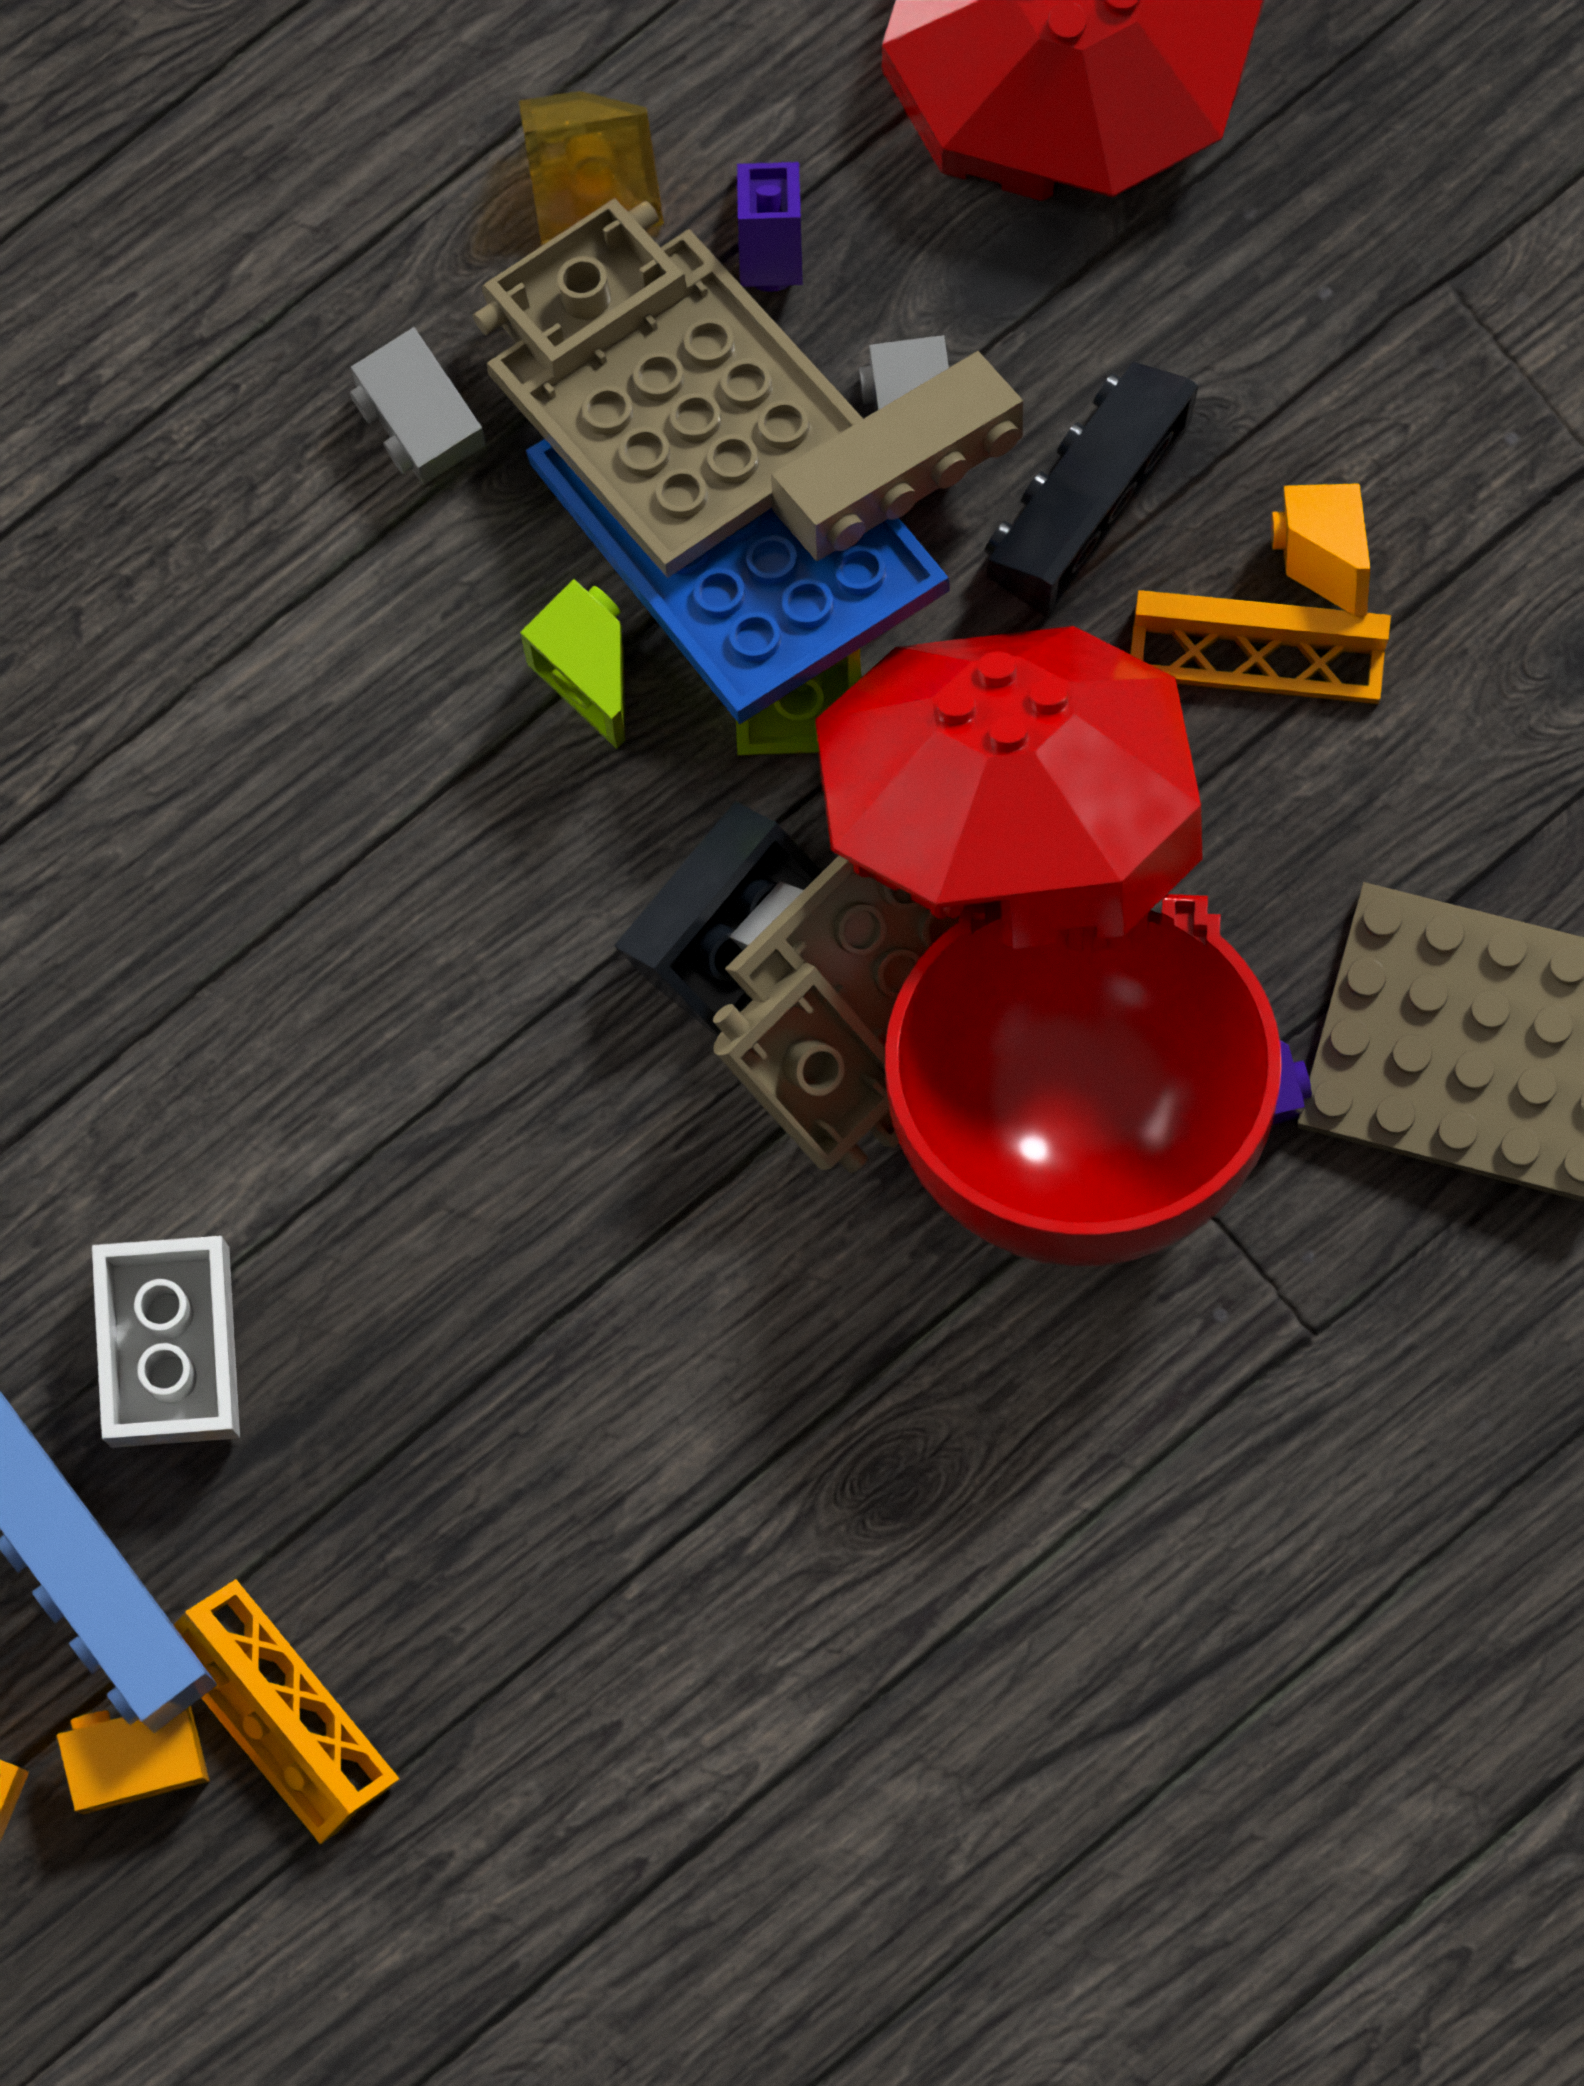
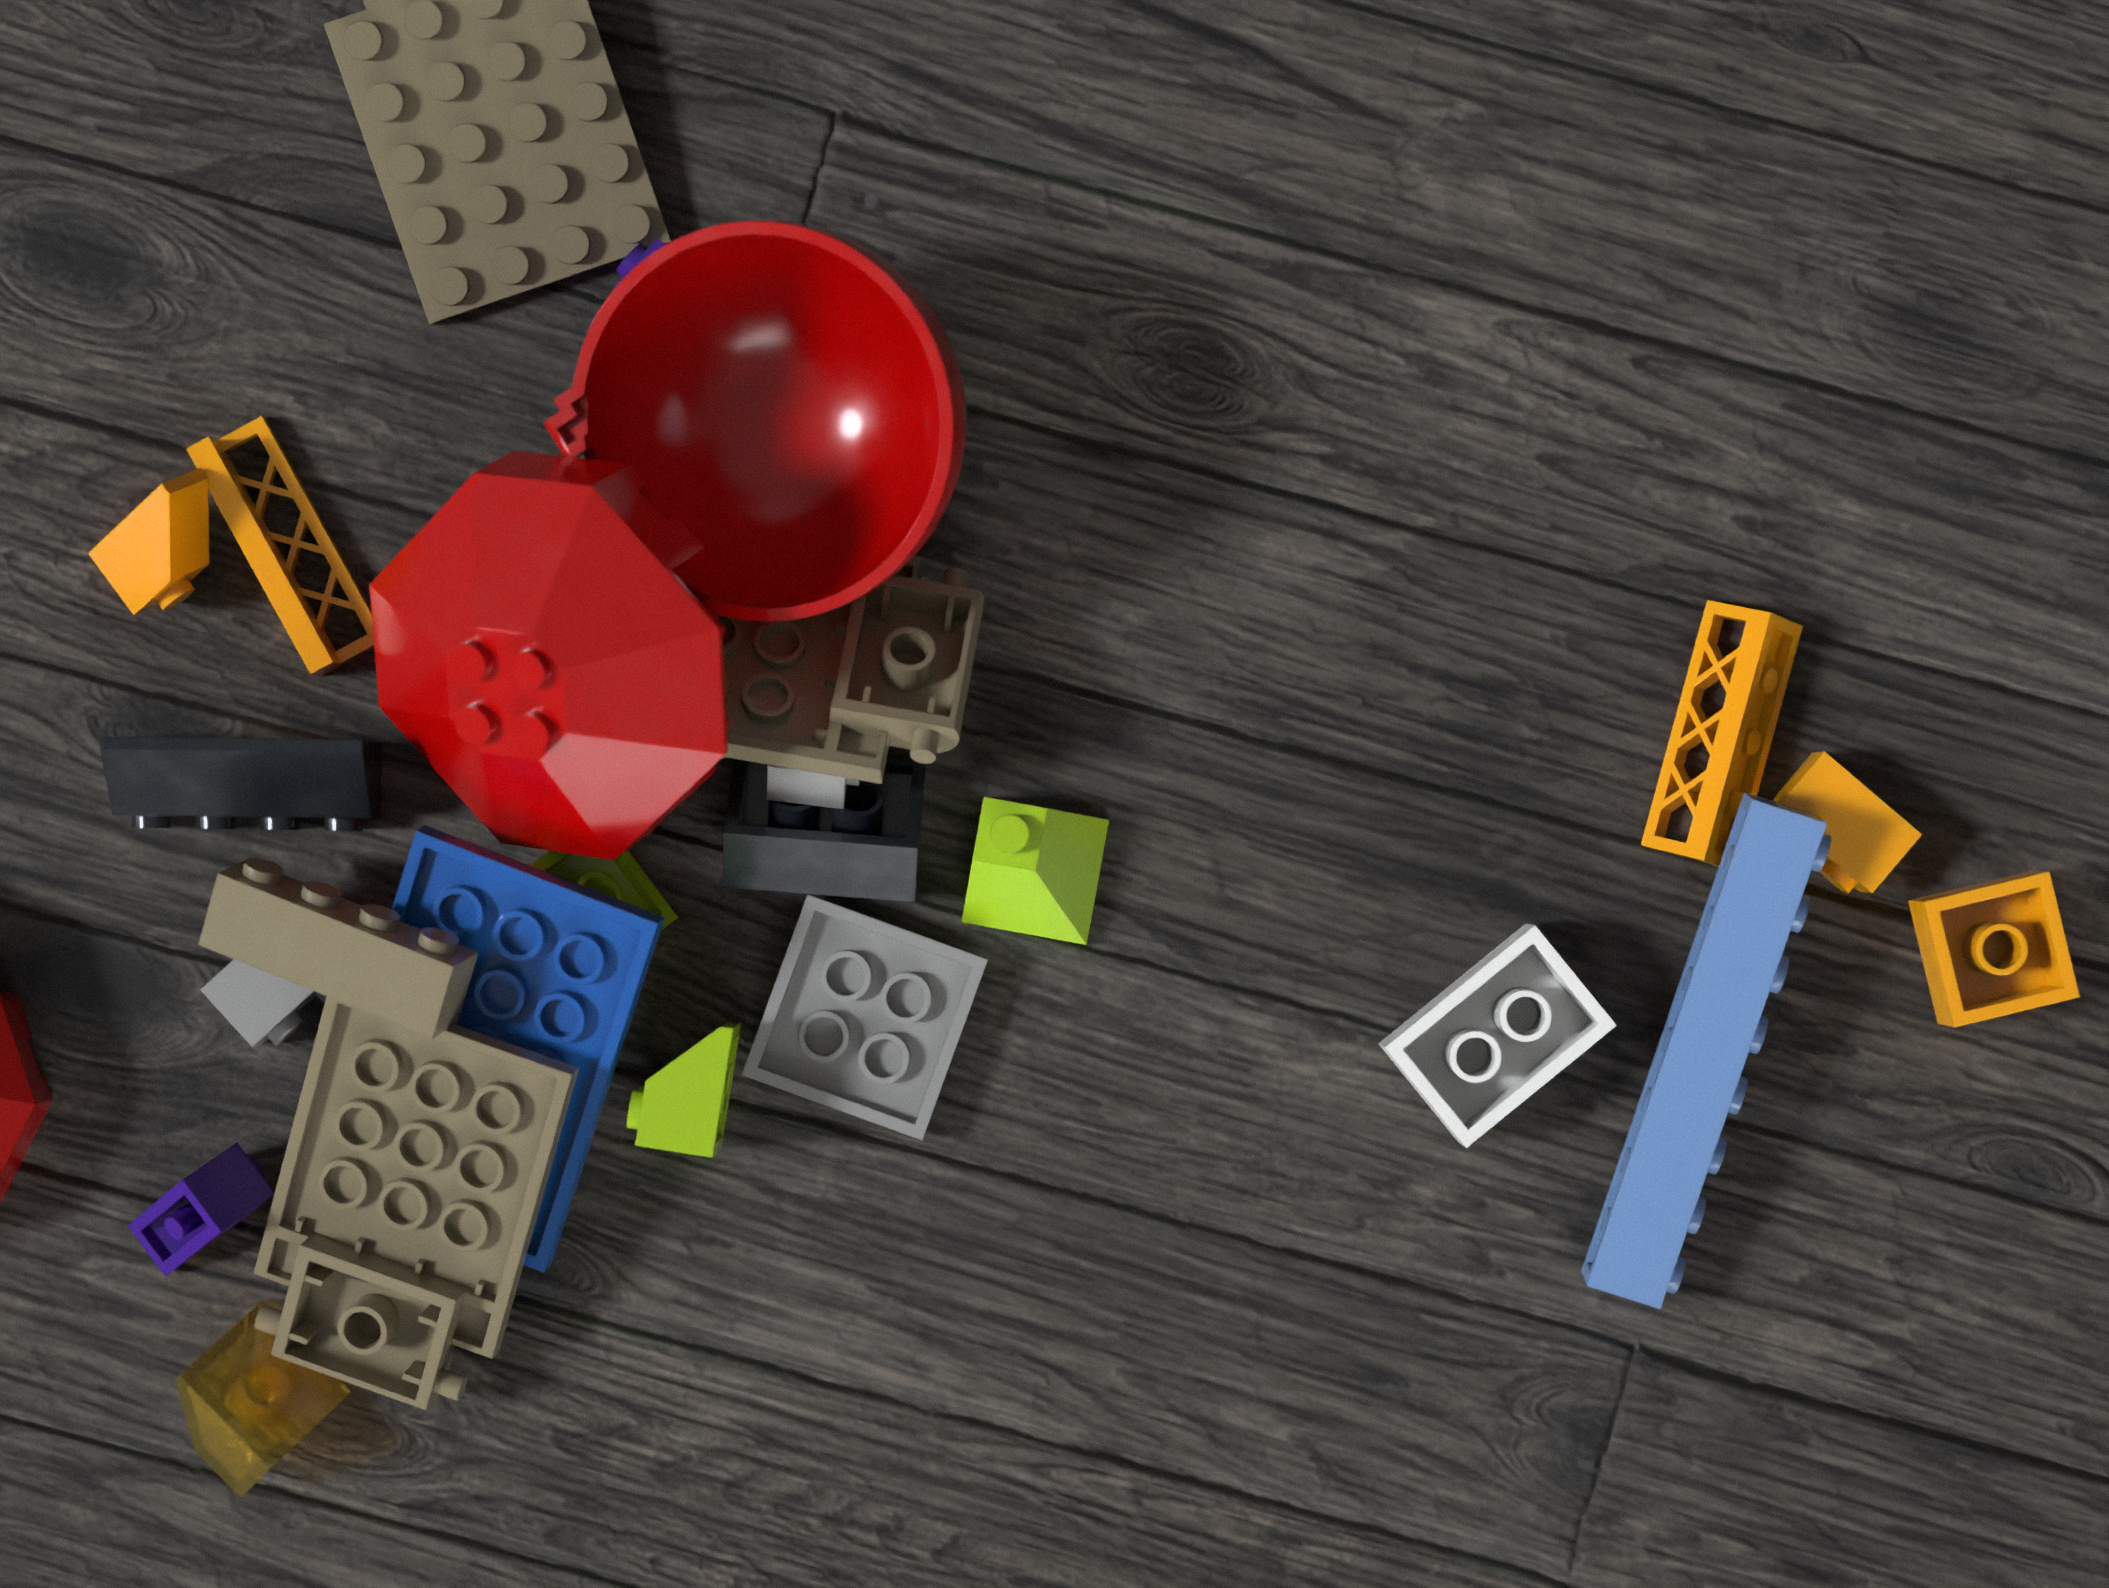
camera: 125 degrees left, 10 degrees up
(416, 406) = (567, 1394): light grey brick -> none
(549, 846) = (864, 1017): none -> light grey plate
(573, 1065) = (1035, 870): none -> lime slope

